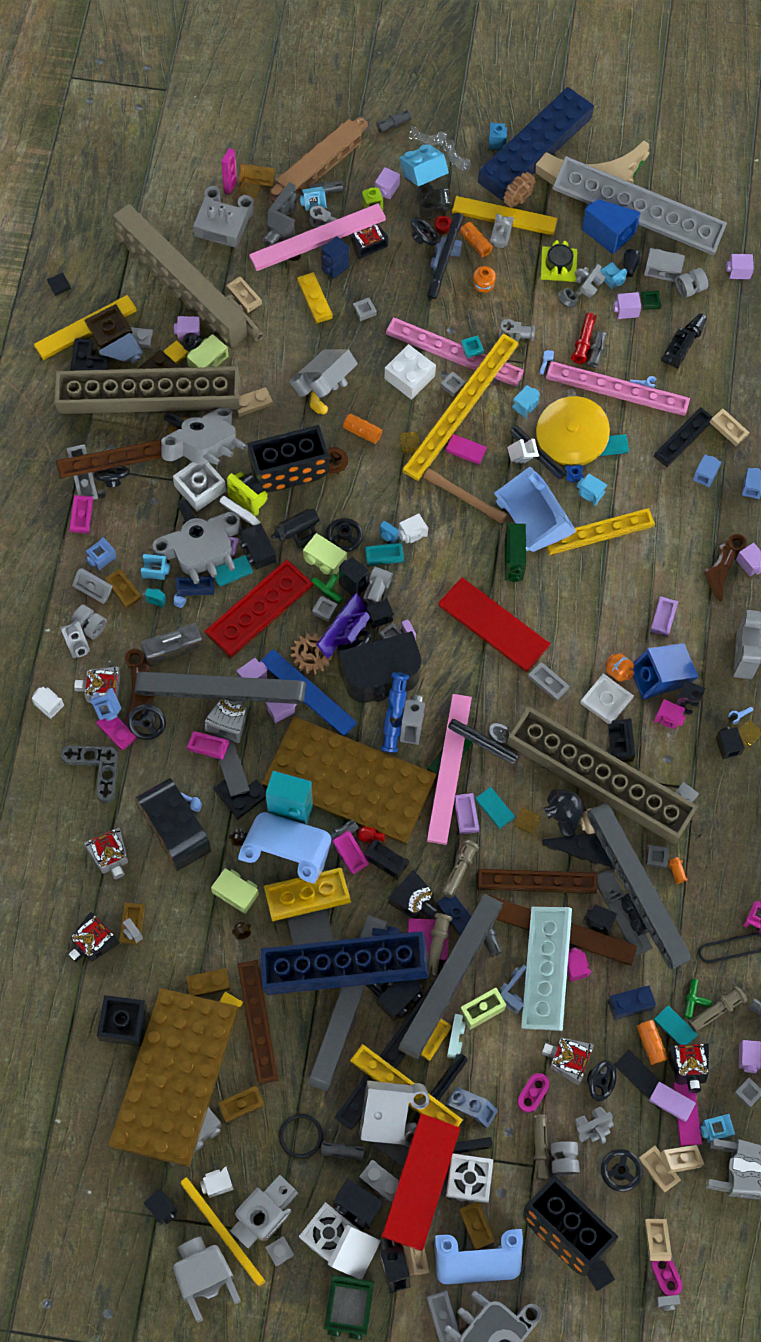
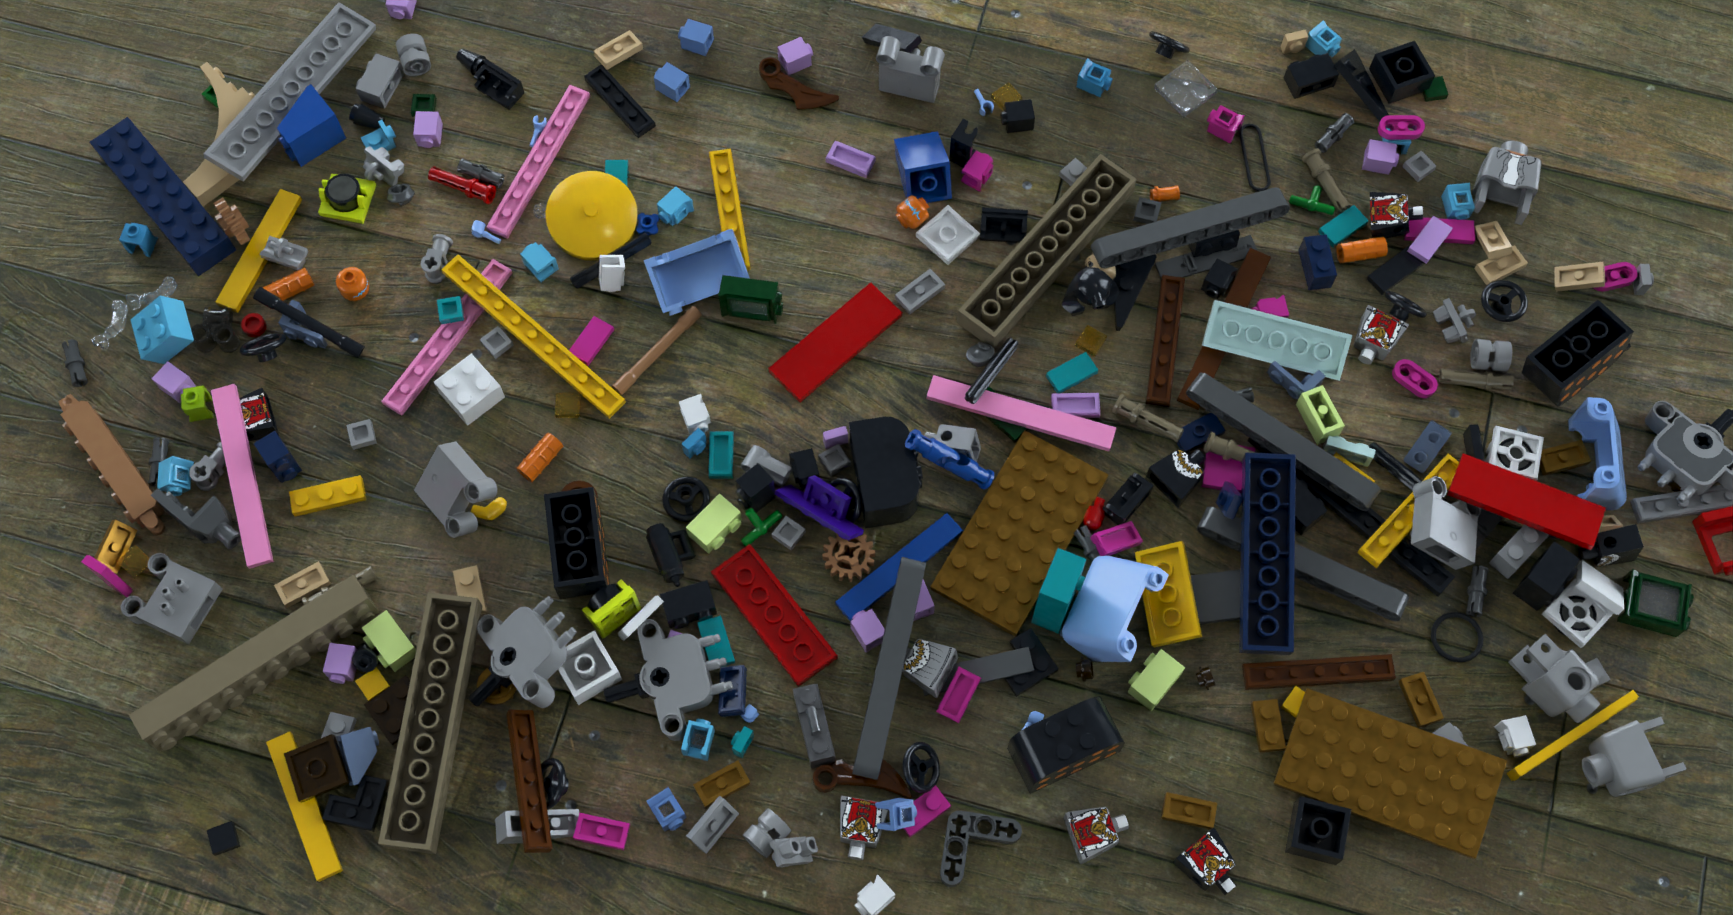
camera: 80 degrees left, 0 degrees up
(131, 931) = (1206, 807): light grey plate -> none
(161, 1207) = (1544, 805): black brick -> none

